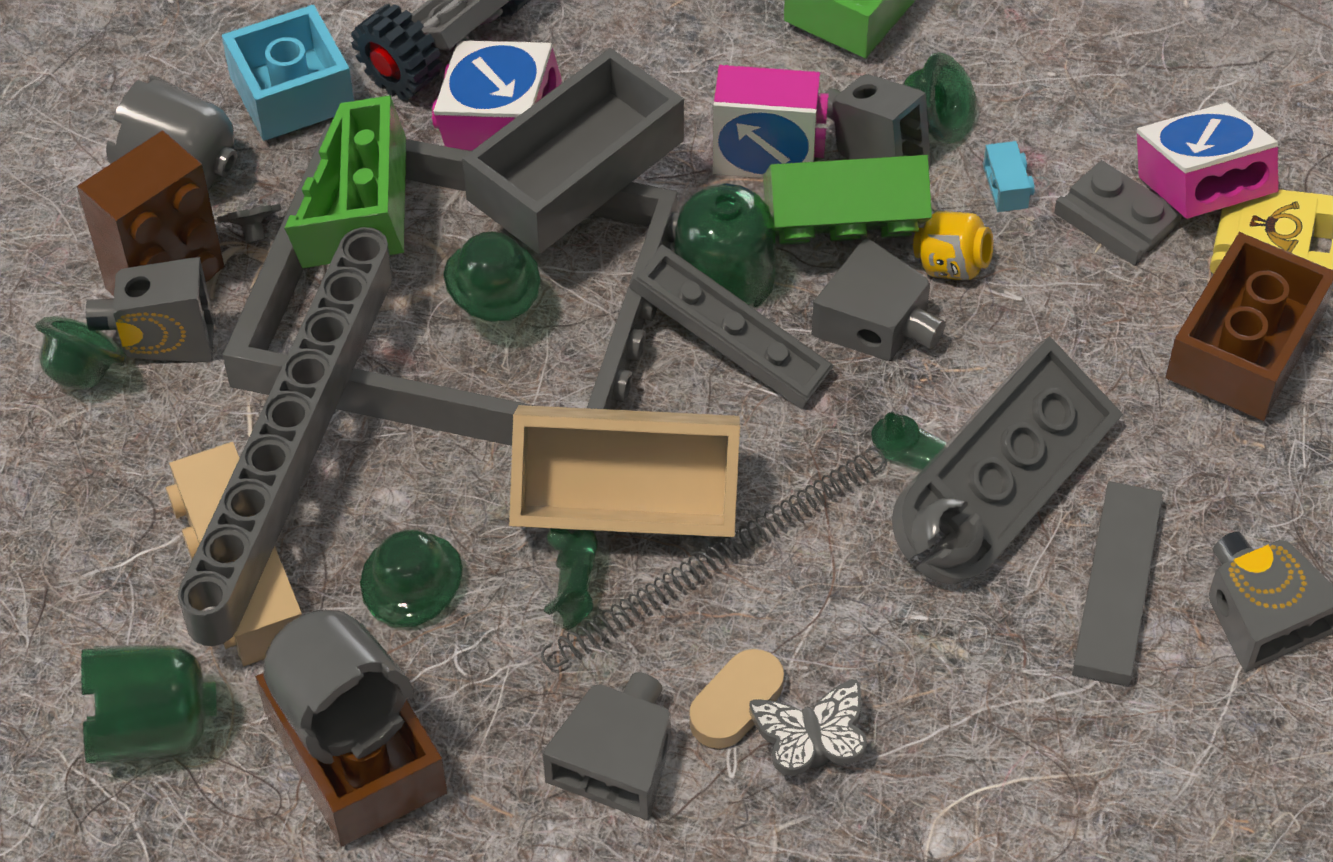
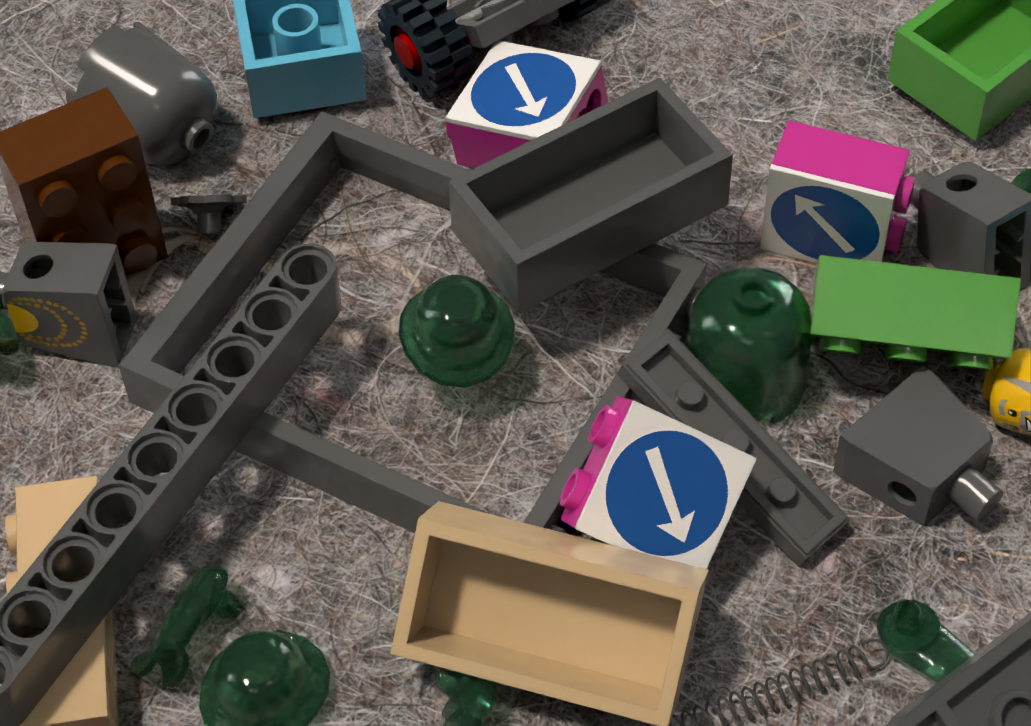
camera: 15 degrees right, 0 degrees up
(338, 524) = (199, 599): none -> clear green piece
(355, 182) = (326, 187): bright green wedge -> none
(682, 360) = (655, 485): none -> piece

